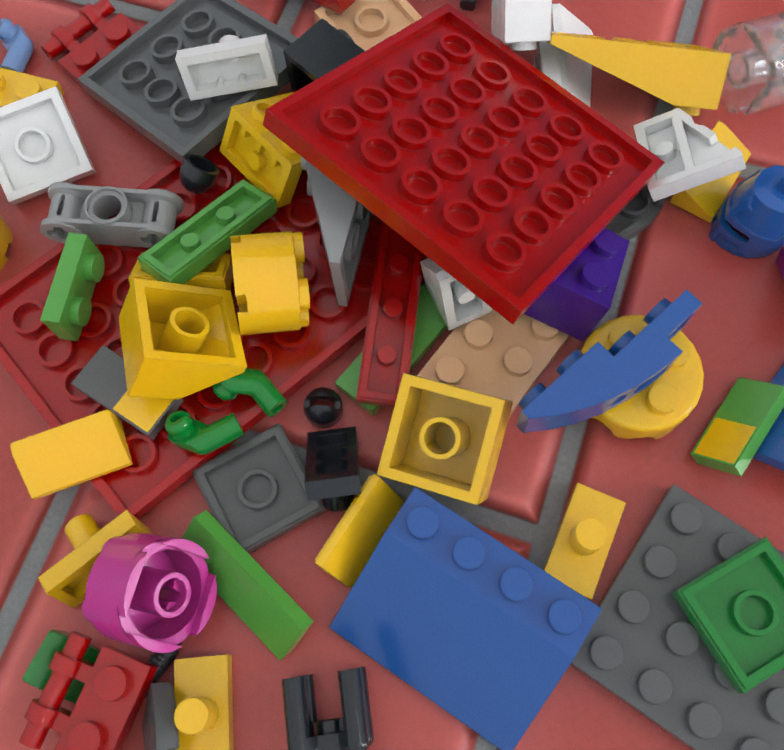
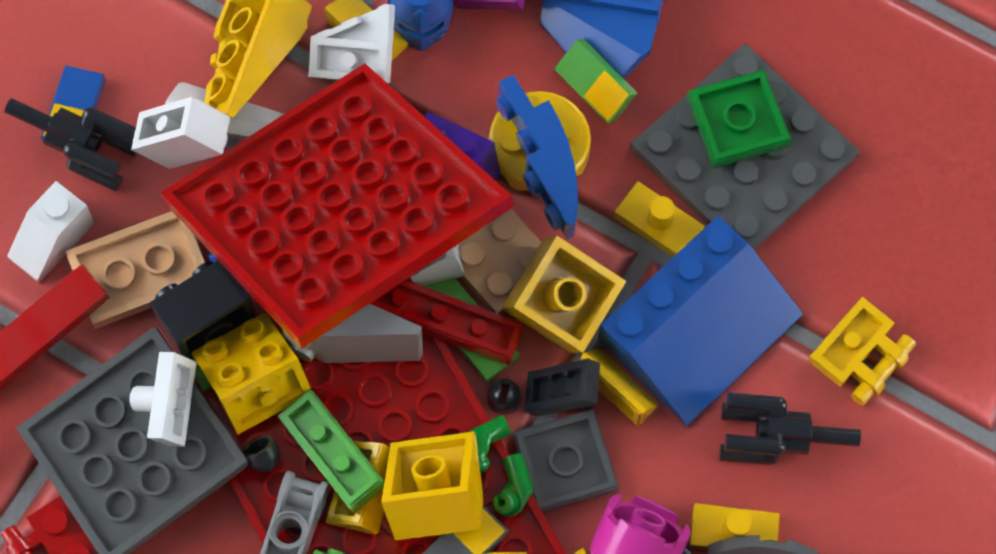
camera: 85 degrees left, 0 degrees up
(249, 588) = (648, 475): bright green tile -> none
(270, 282) = (401, 400): yellow brick -> none

